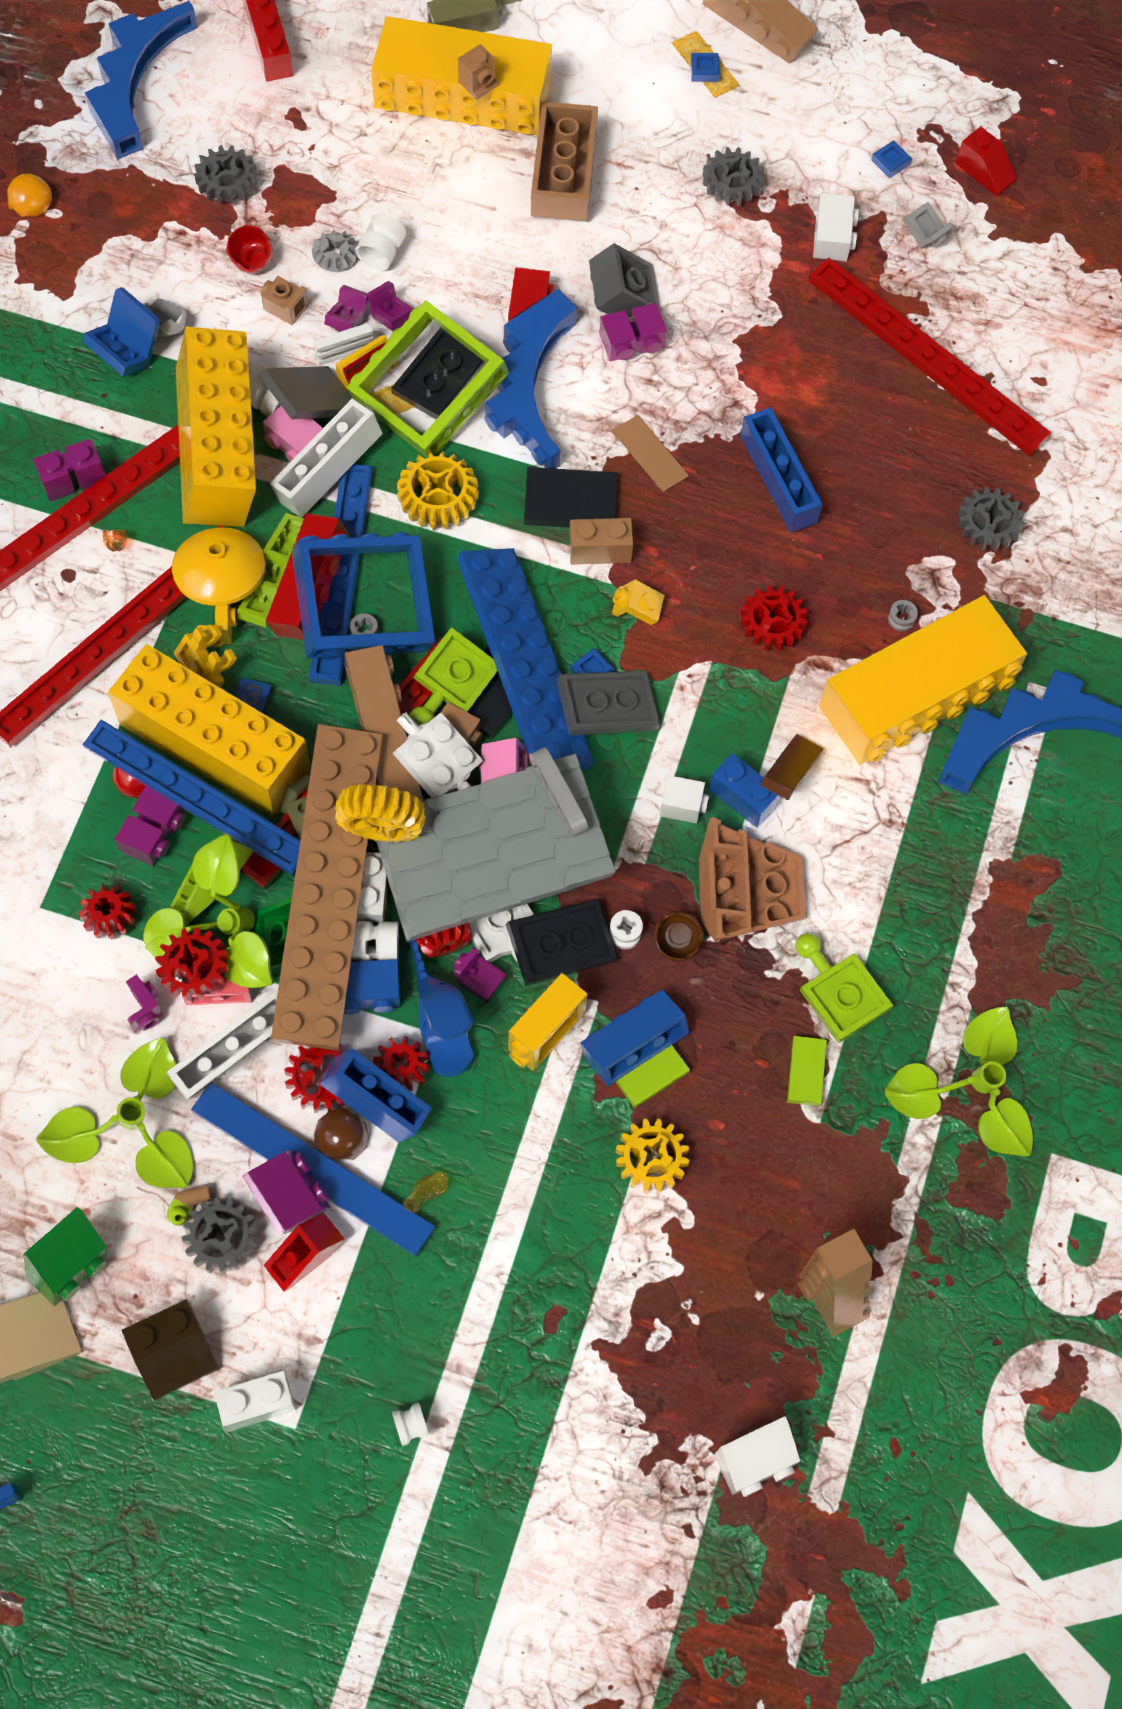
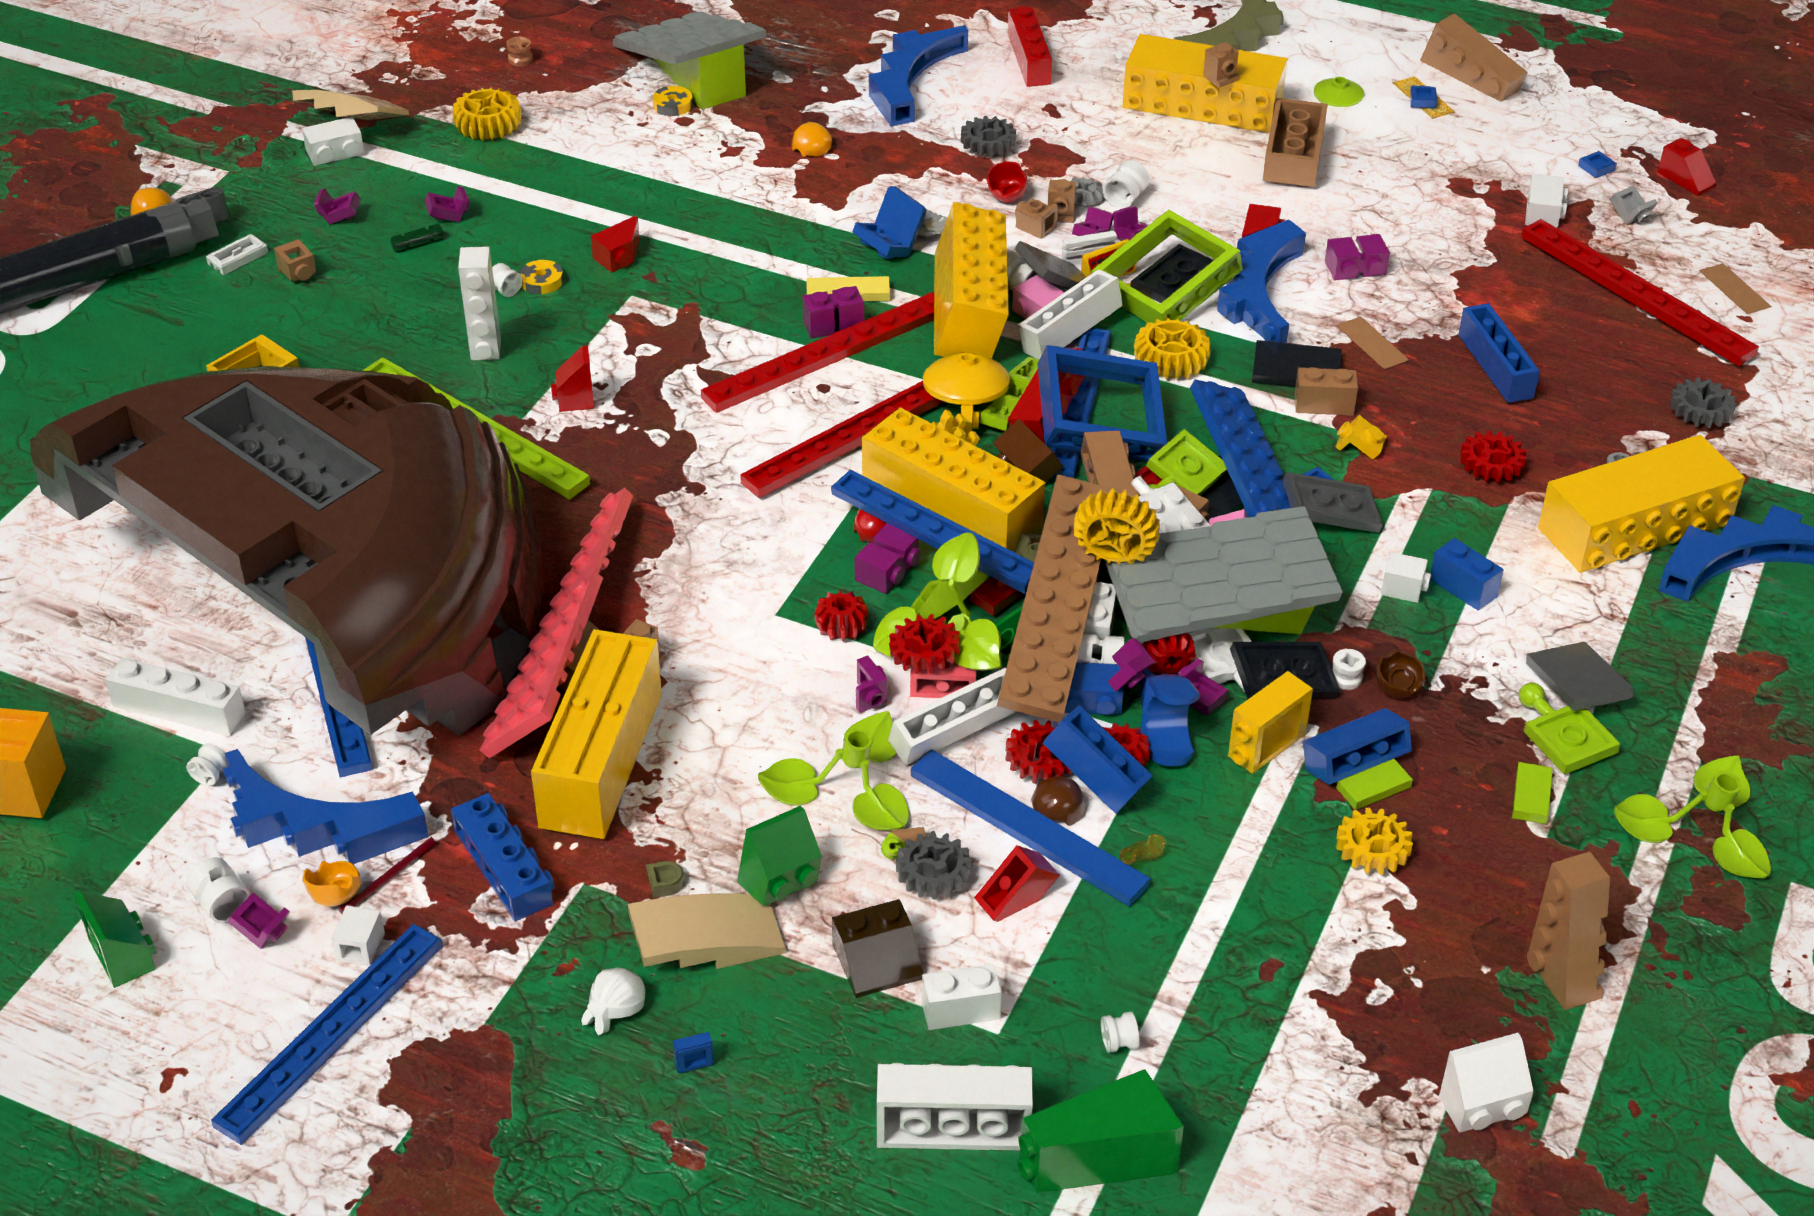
camera: 10 degrees right, 25 degrees down
(83, 425) = (869, 287): none -> light yellow tile
(115, 539) = (869, 362): clear orange hinge -> none
(252, 1545) = (952, 1106): none -> white brick
(285, 664) = (1027, 452): none -> reddish brown brick
(287, 1191) = (1004, 821): magenta slope -> none
(311, 272) = (1063, 194): none -> medium nougat brick
(396, 1563) = (1101, 1137): none -> green slope
(410, 968) = (1133, 661): none -> magenta bracket
(558, 791) = (1289, 525): light grey beam -> none
(612, 63) = (1338, 92): none -> lime dish
(622, 281) = (1344, 217): dark grey slope -> none
(733, 176) = (1450, 163): dark grey gear -> none
(747, 883) = (1470, 643): nougat wedge -> none
(792, 767) = (1513, 555): reddish brown tile -> none
(855, 918) = (1579, 676): none -> dark grey tile
(1030, 337) = (1735, 288): none -> medium nougat sticker

